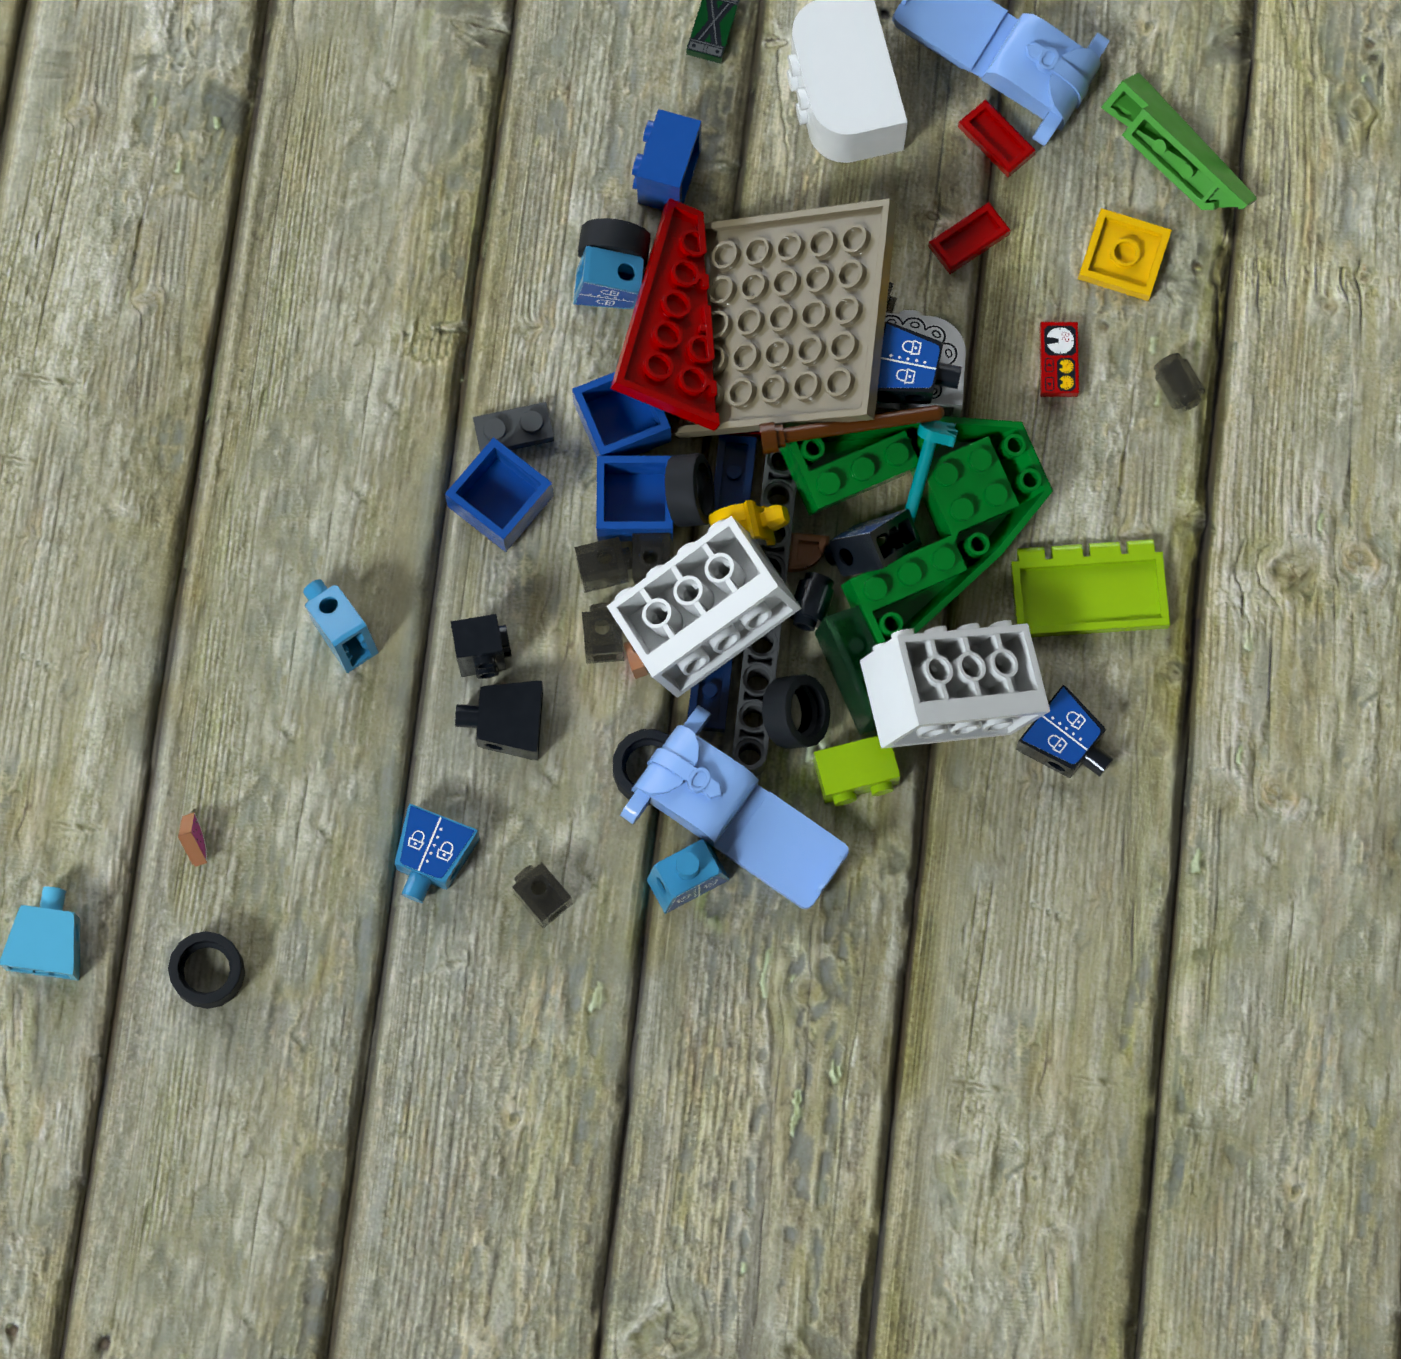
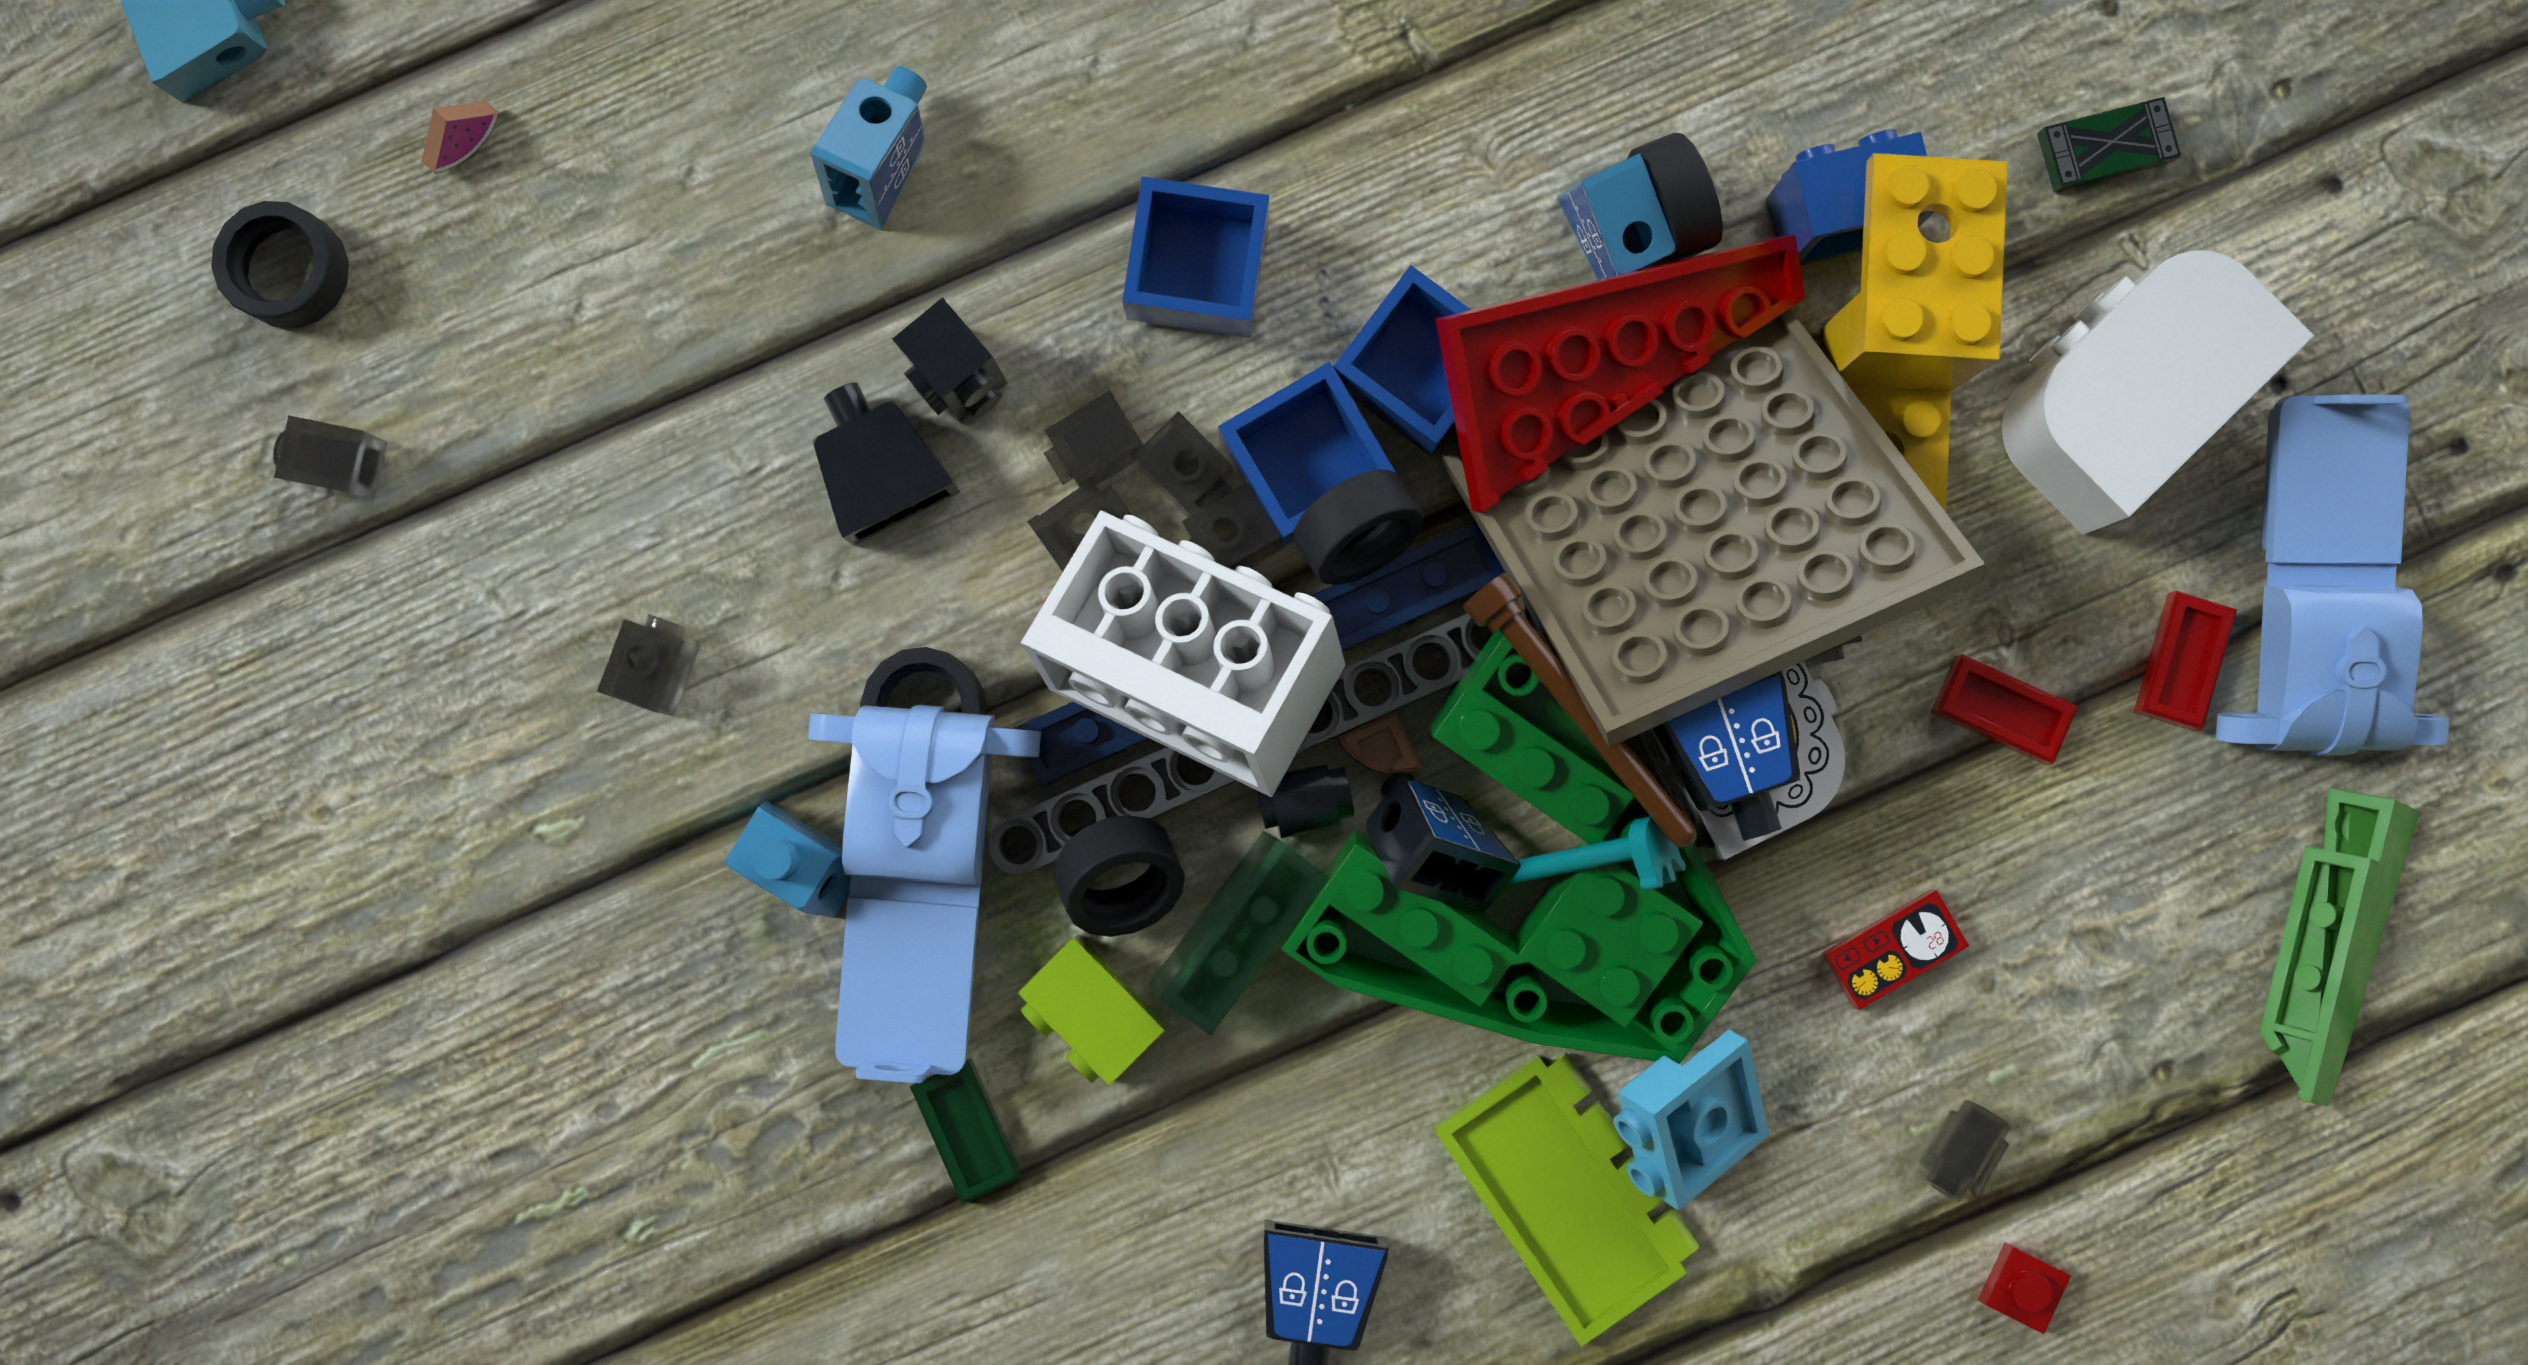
camera: 60 degrees right, 10 degrees up
(328, 1001) = (329, 458): none -> clear smoke brick
(432, 851) = (624, 473): torso -> none
(515, 427) = (1318, 222): dark grey plate -> none
(562, 603) = (1092, 442): none -> clear smoke brick
(748, 155) = (1923, 306): none -> yellow bracket
(756, 520) = (1367, 658): yellow piece -> none
(881, 872) = (966, 1132): none -> dark green tile
(954, 684) = (1282, 1095): white brick -> none
(1084, 501) = (1691, 1119): none -> medium azure plate
(1124, 254) = (2118, 955): yellow tile -> none
(1264, 394) = (2024, 1288): none -> red plate

